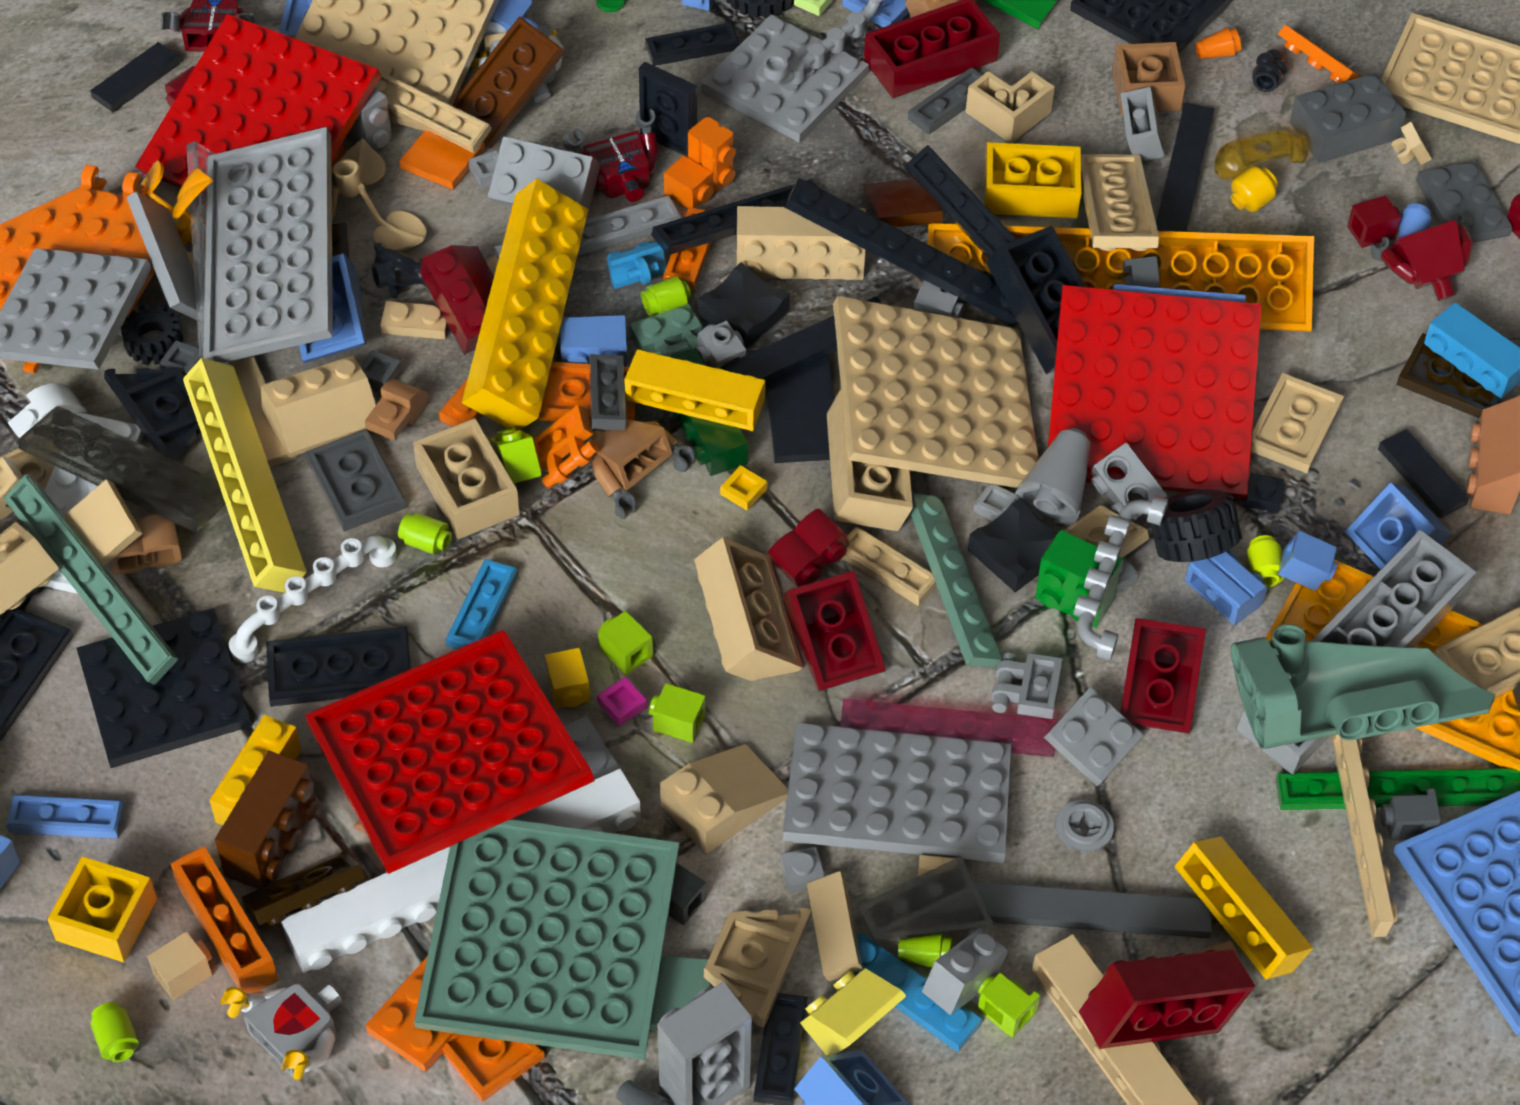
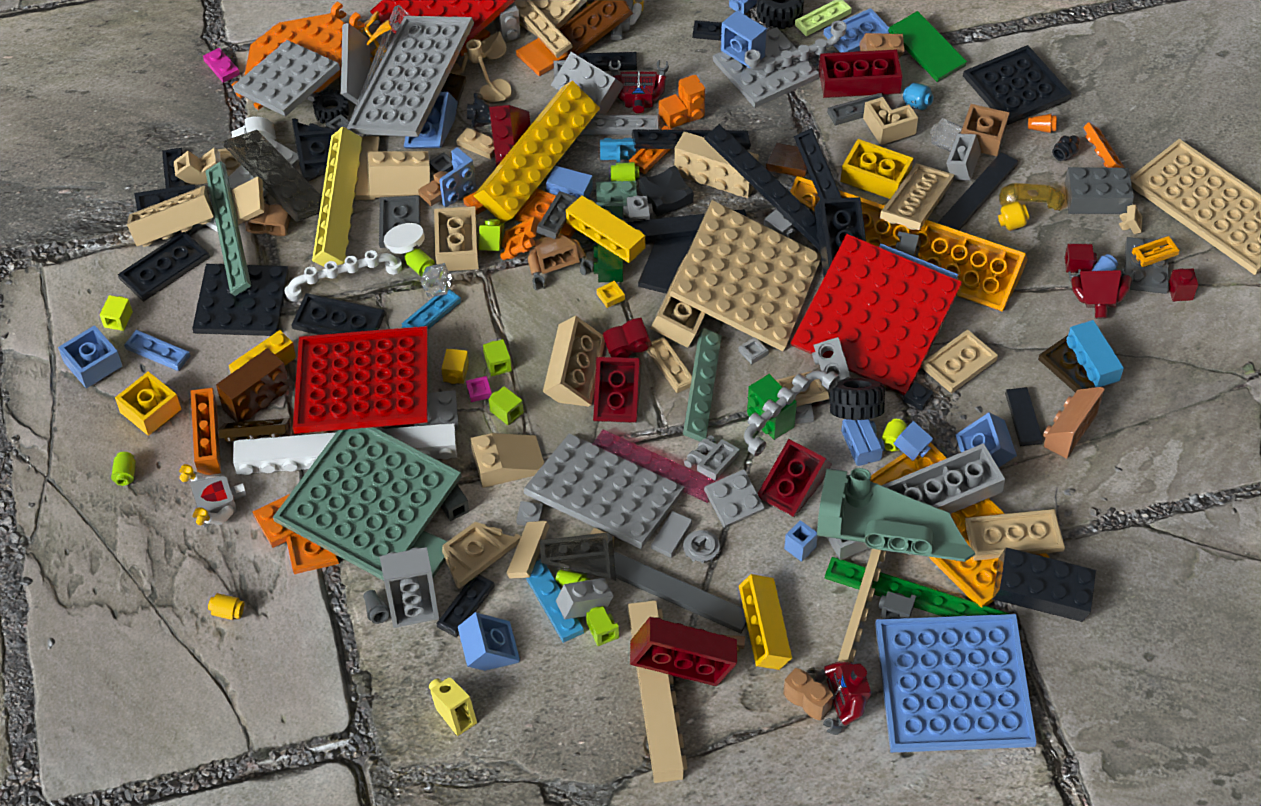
camera: 25 degrees right, 0 degrees up
(180, 965) = (174, 446): tan brick -> none
(384, 503) = (404, 237): none -> white tile
(425, 379) = (459, 180): none -> medium blue bracket
(468, 553) = (436, 280): none -> clear brick
(553, 131) = (601, 60): none -> black tile
(673, 104) = (678, 59): black tile -> none
(743, 41) = (741, 35): none -> medium blue brick
(850, 1011) = (509, 596): light yellow slope -> none
(1012, 545) = (744, 372): black brick -> none
(1028, 55) = (918, 96): none -> dark azure head
(1030, 823) = (671, 534): none -> light grey tile
(1058, 479) = (791, 345): light grey cone -> none
(1097, 101) = (945, 134): none -> clear brick
(1227, 765) = (800, 541): none -> medium blue brick
(1368, 995) = (810, 695): none -> medium nougat brick
(1417, 965) = (849, 691): none -> dark red torso
(1481, 186) = (1157, 254): none -> light orange tile

